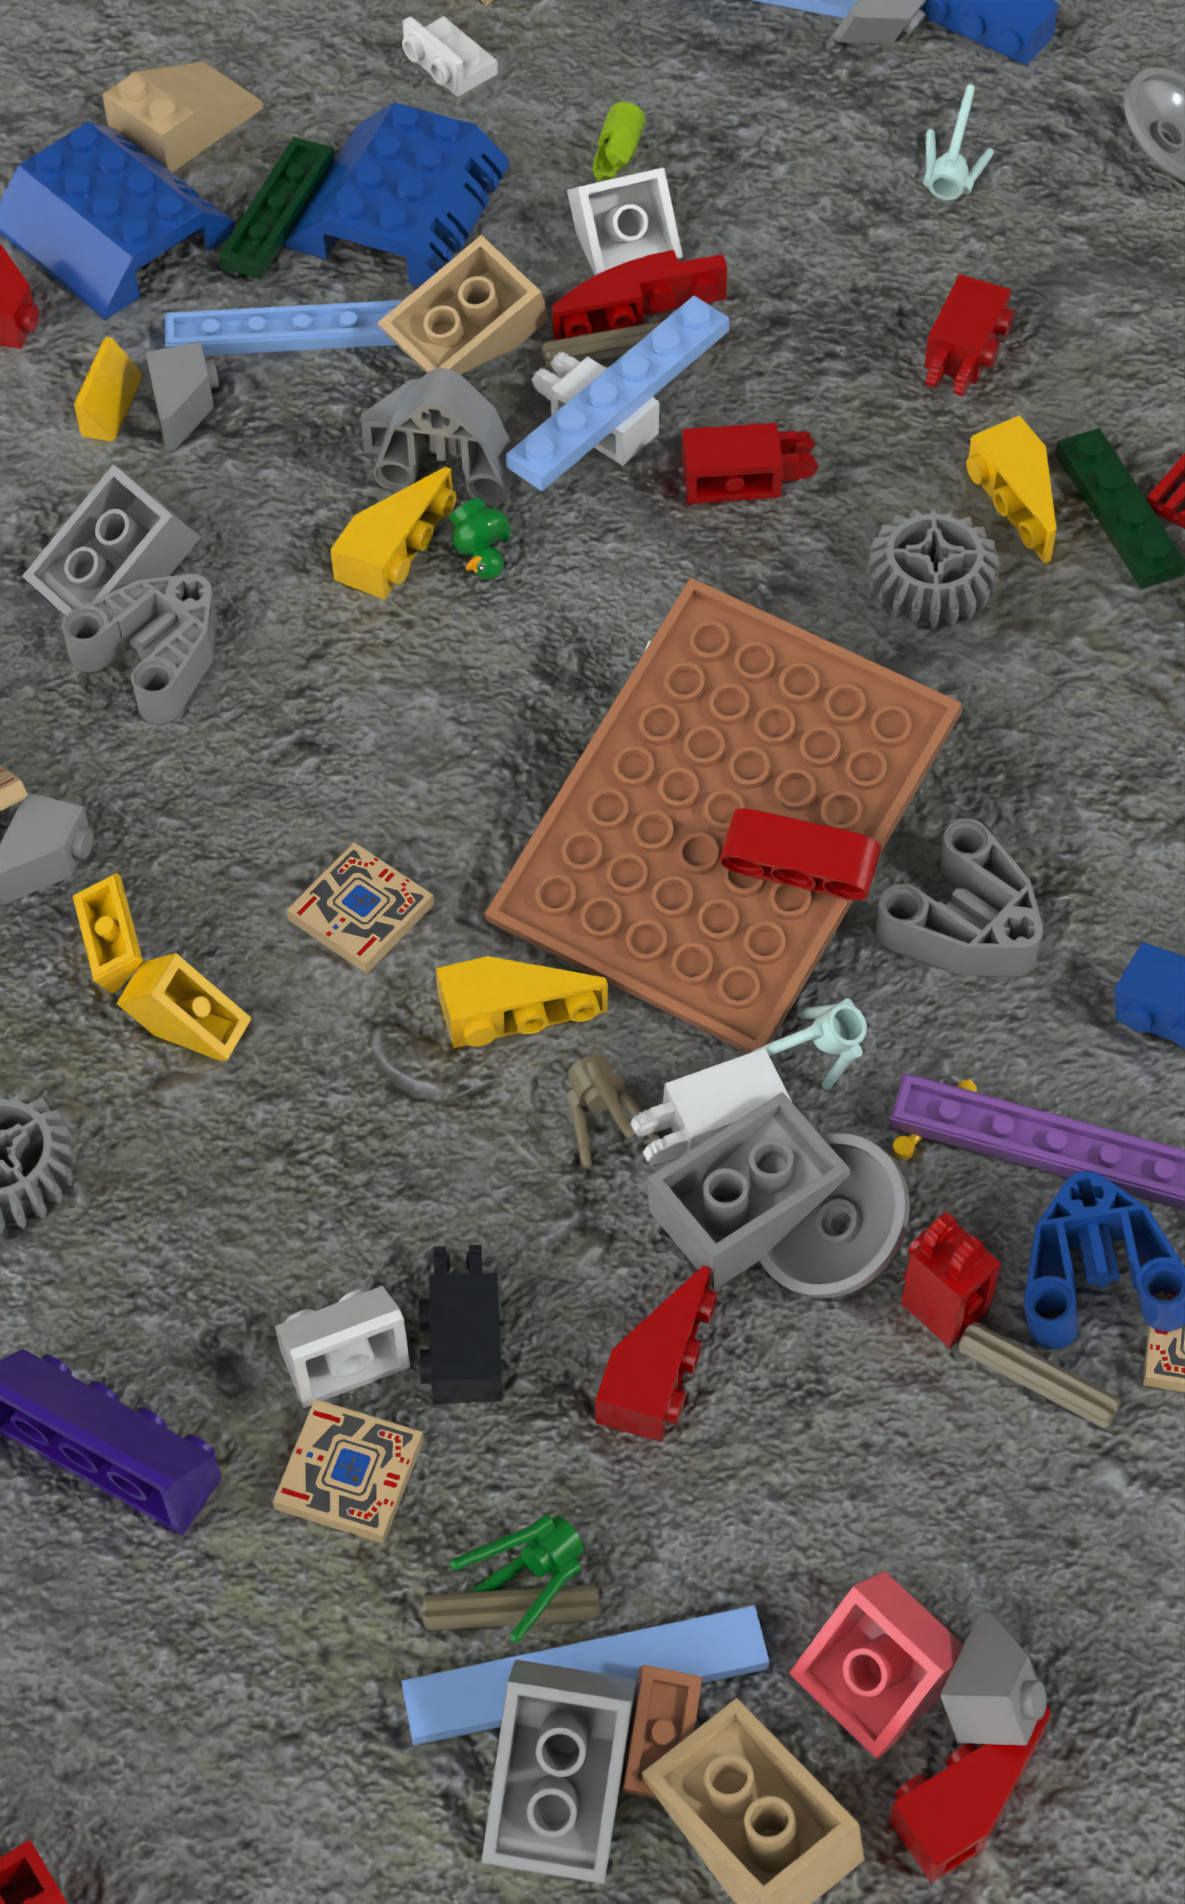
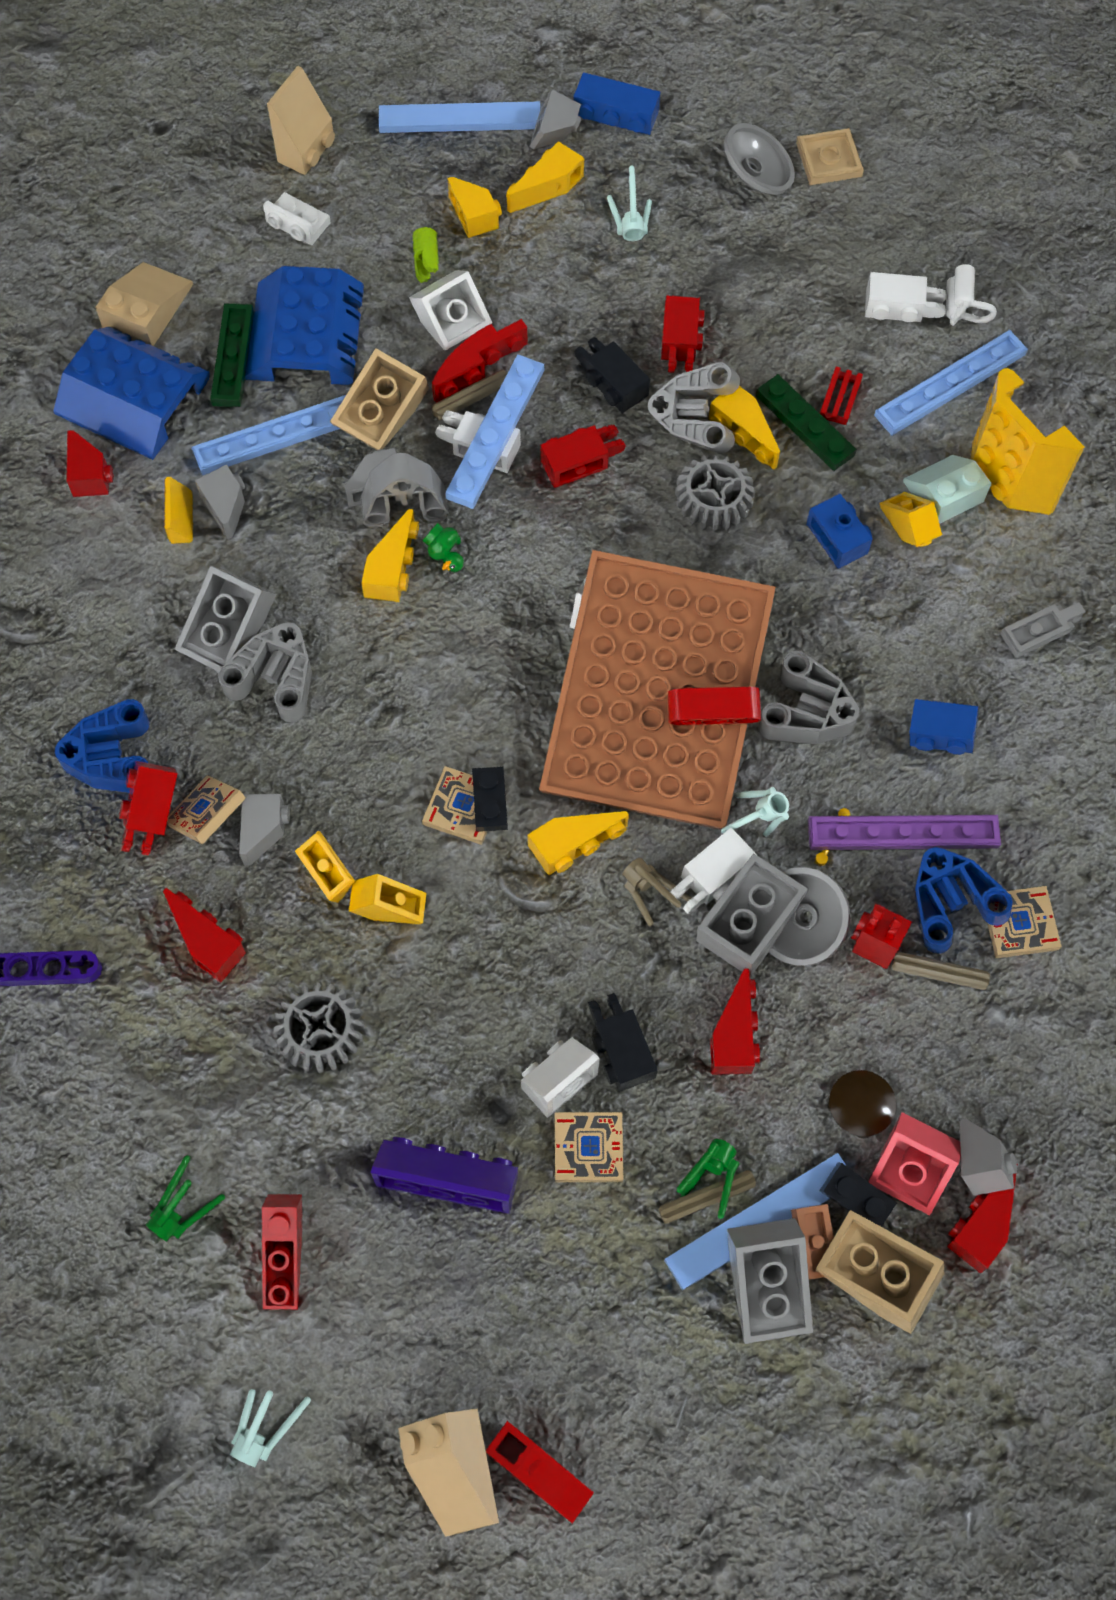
camera: 20 degrees left, 10 degrees up
(401, 906) = (489, 799): none -> black plate
(717, 97) = (474, 207): none -> yellow slope
(761, 1681) = (857, 1195): none -> black plate
(827, 1541) = (862, 1103): none -> dark brown dish
(839, 368) = (614, 374): none -> black hinge
(841, 84) = (549, 178): none -> yellow slope
(933, 420) = (695, 383): none -> light grey connector
(1114, 671) = (839, 530): none -> blue brick

